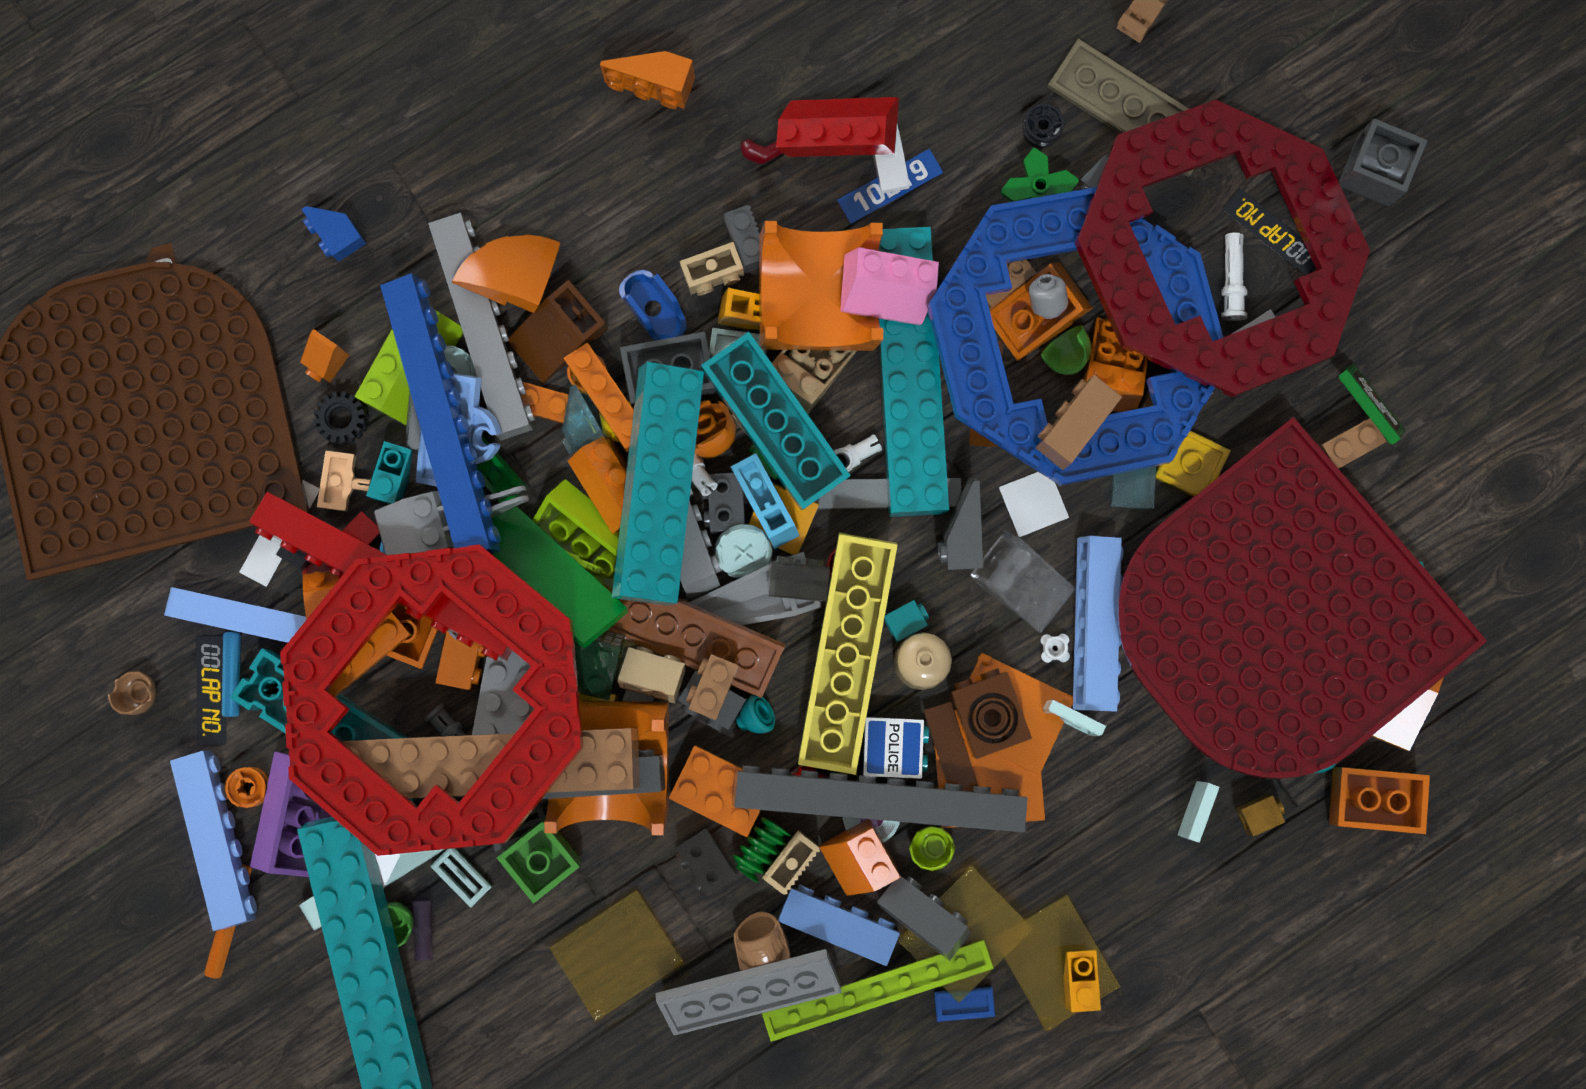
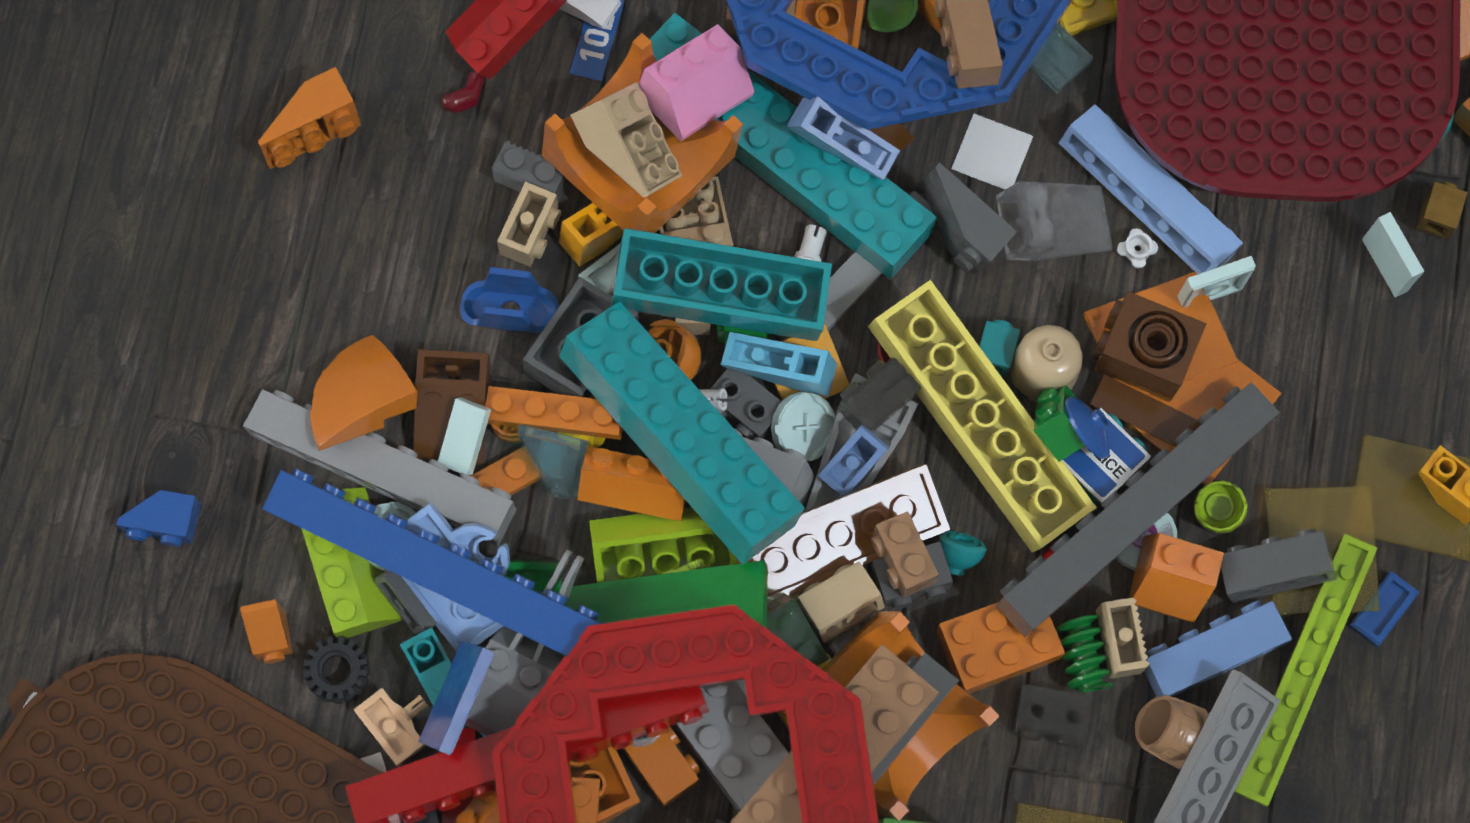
camera: 50 degrees left, 10 degrees down
(375, 506) = (456, 697): none -> blue tile
(543, 357) = (464, 436): none -> light aqua tile
(744, 602) = (853, 460): none -> medium blue slope
(807, 280) = (628, 140): none -> tan slope
(887, 705) = (1054, 425): none -> green brick
(897, 725) = (1089, 426): none -> blue dish
(945, 427) = (842, 137): none -> medium blue slope

